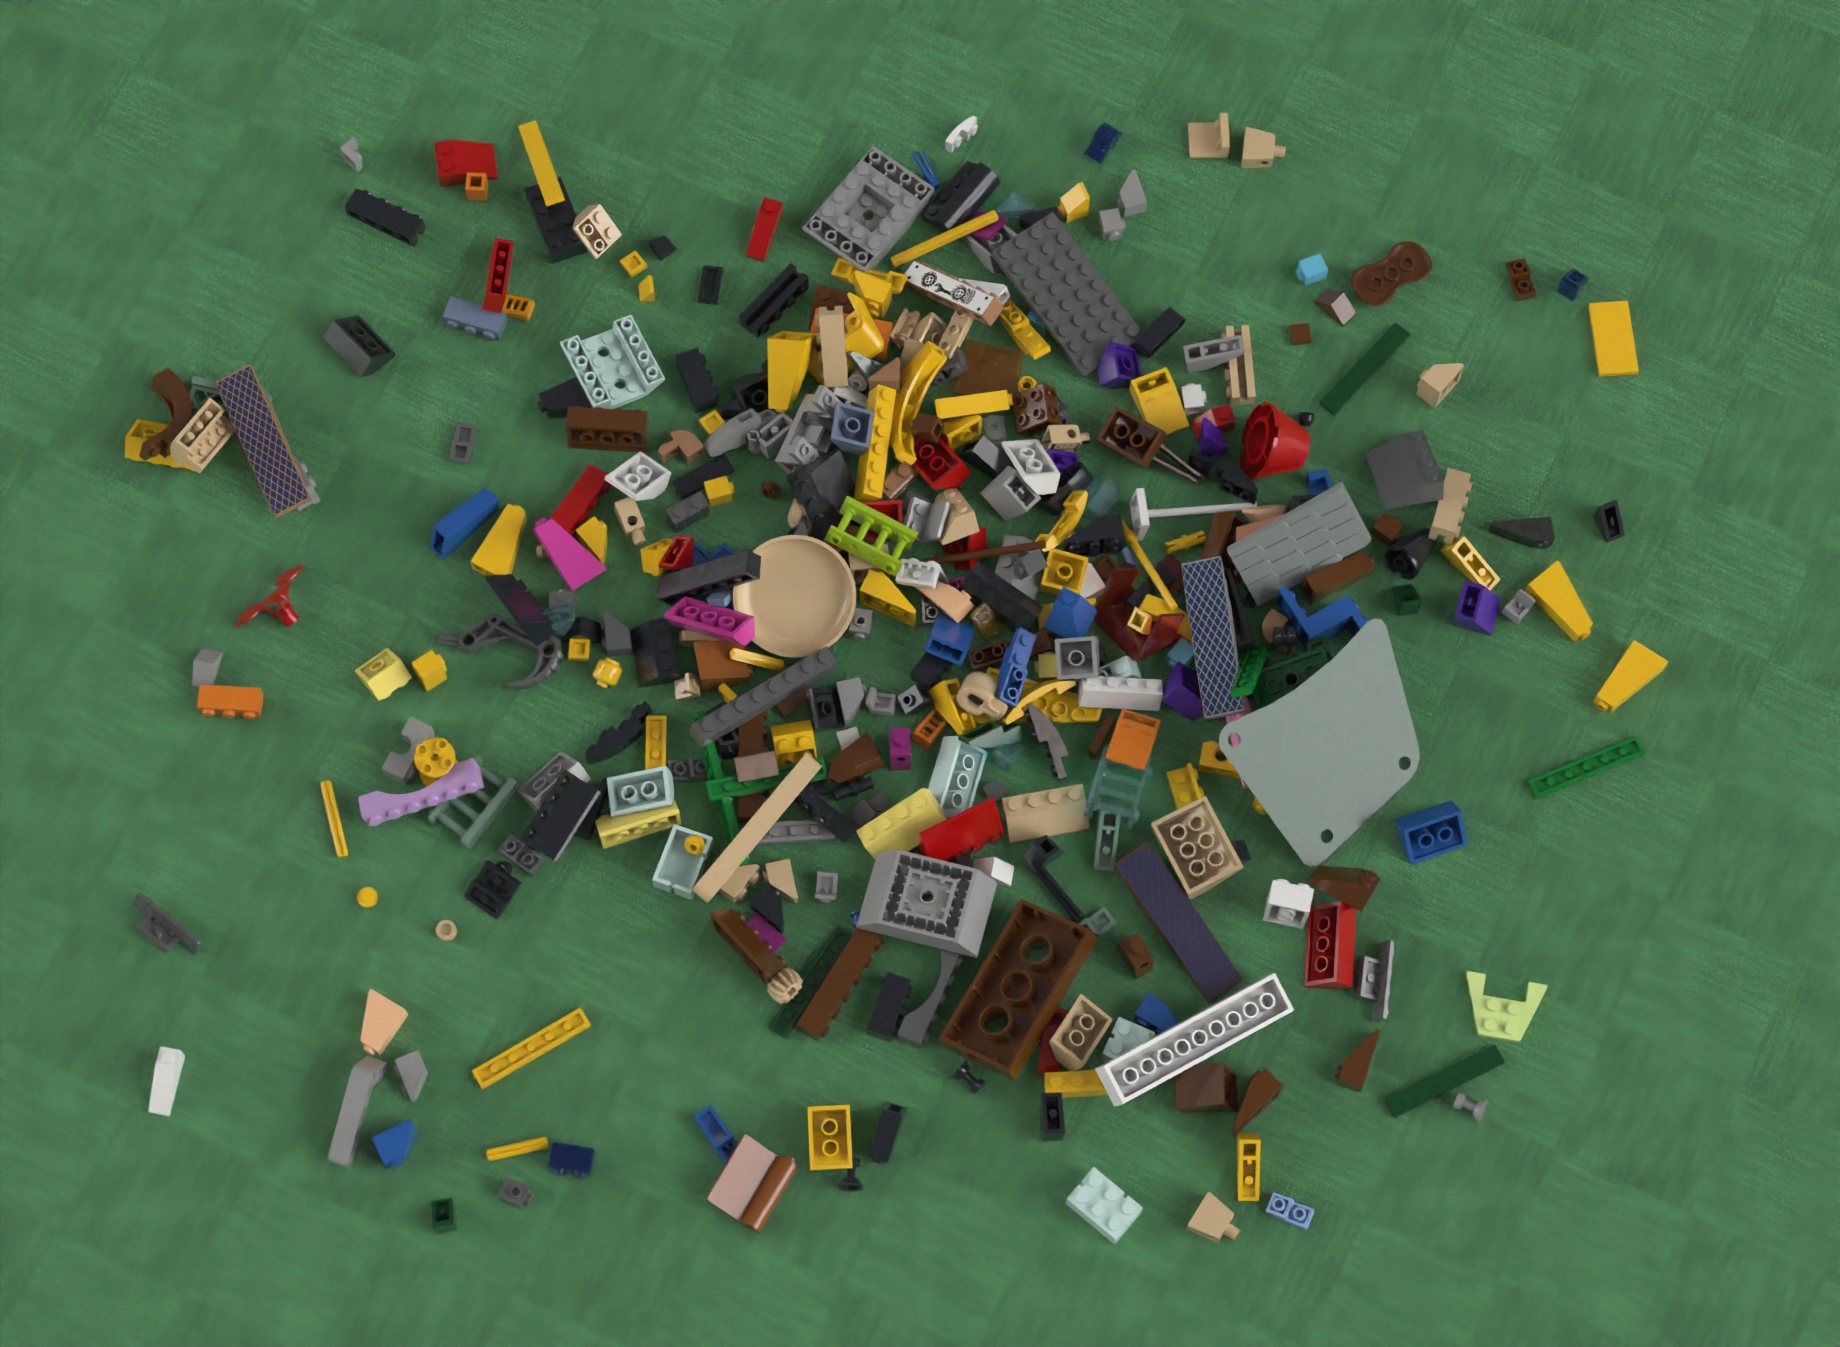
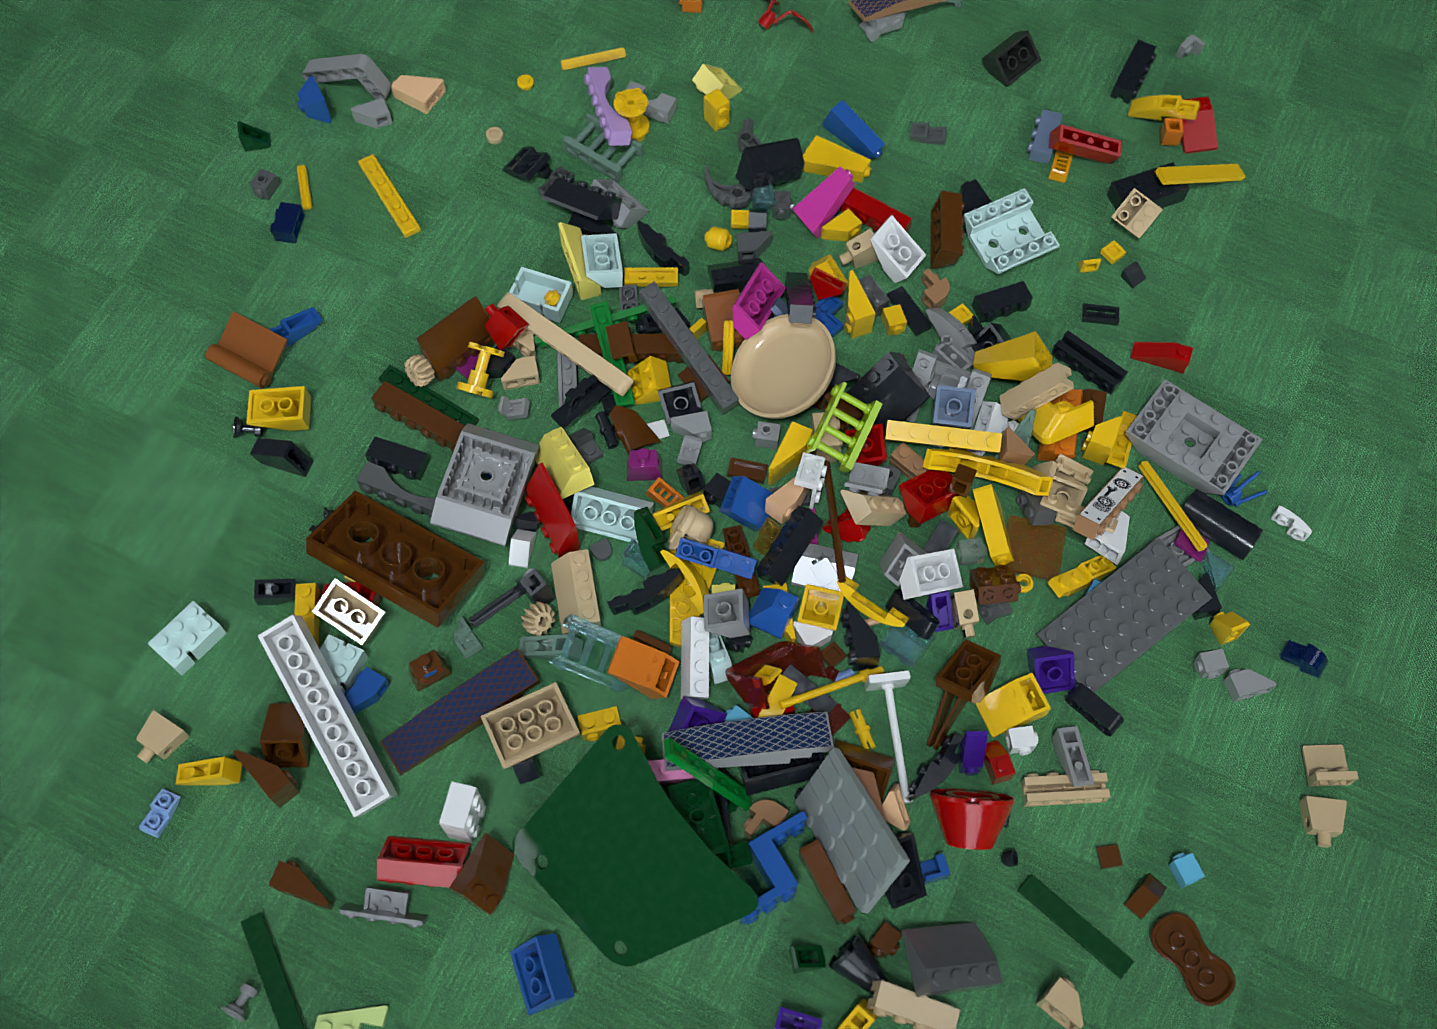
camera: 90 degrees right, 5 degrees down
(449, 190) = (1164, 106): none -> yellow slope
(707, 526) = (859, 311): none -> yellow slope
(736, 889) = (504, 325): none -> red torso
(803, 923) = (478, 377): none -> yellow piece
(900, 646) = (752, 470): none -> reddish brown tile
(1078, 847) = (538, 618): none -> tan gear
(1284, 636) = (753, 818): black wheel -> none

